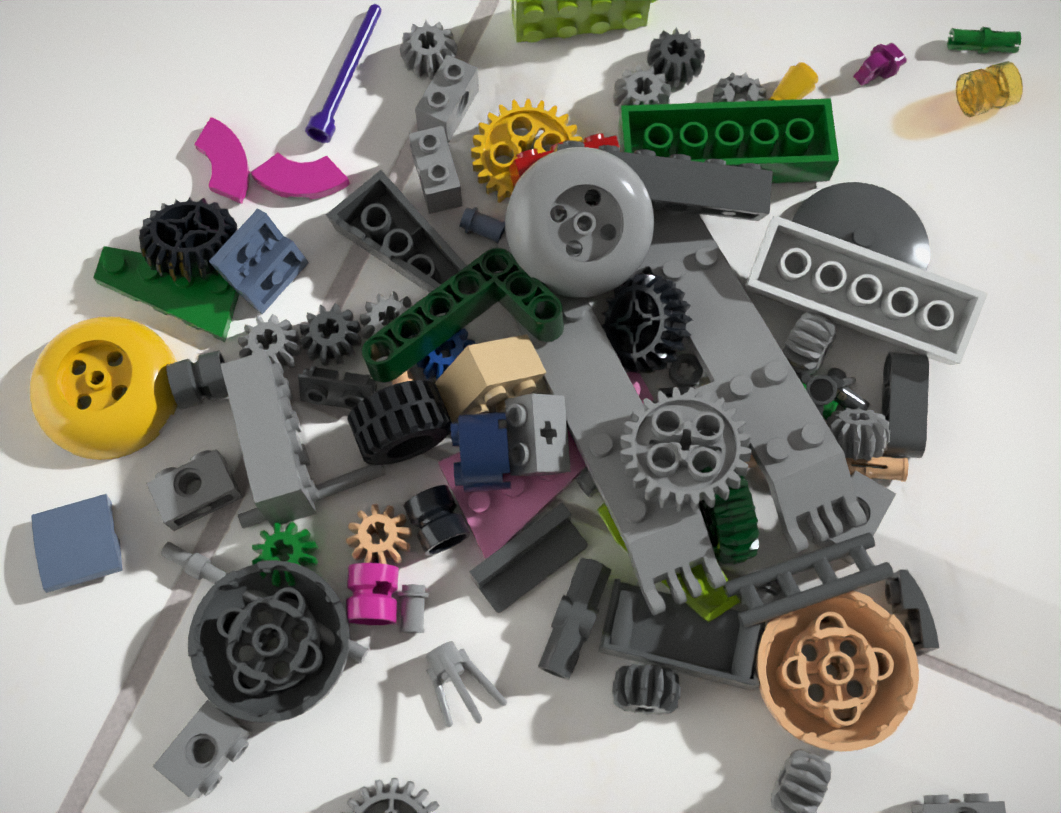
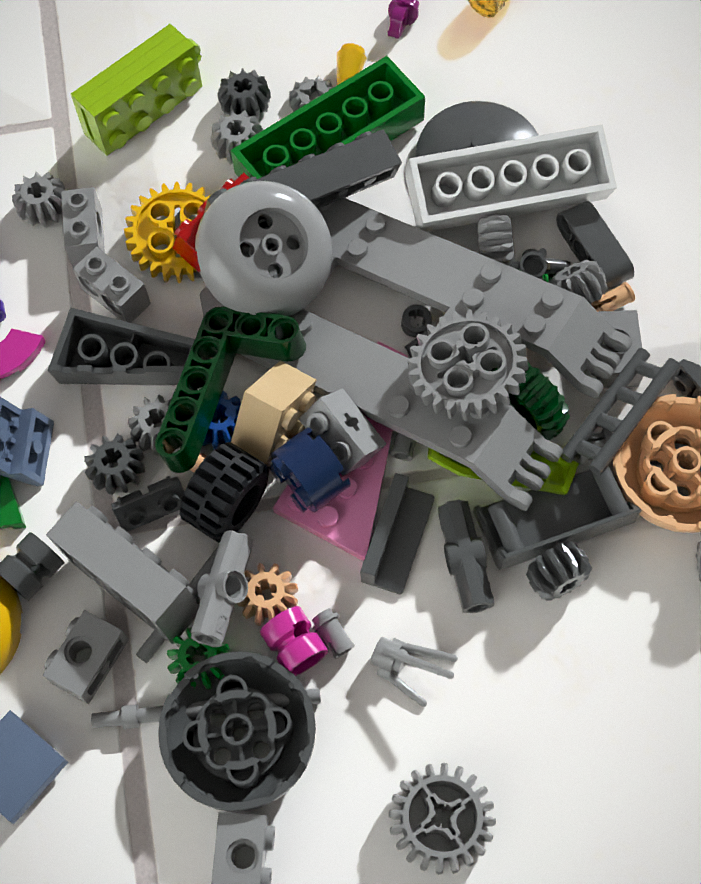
camera: 30 degrees left, 5 degrees down
(267, 332) = (72, 490): light grey gear -> none
(339, 508) = (222, 589): none -> light grey piece
(438, 524) = (299, 548): black wheel -> none
(482, 224) = (179, 306): sand blue pin -> none
(646, 322) = (380, 306): black gear -> none

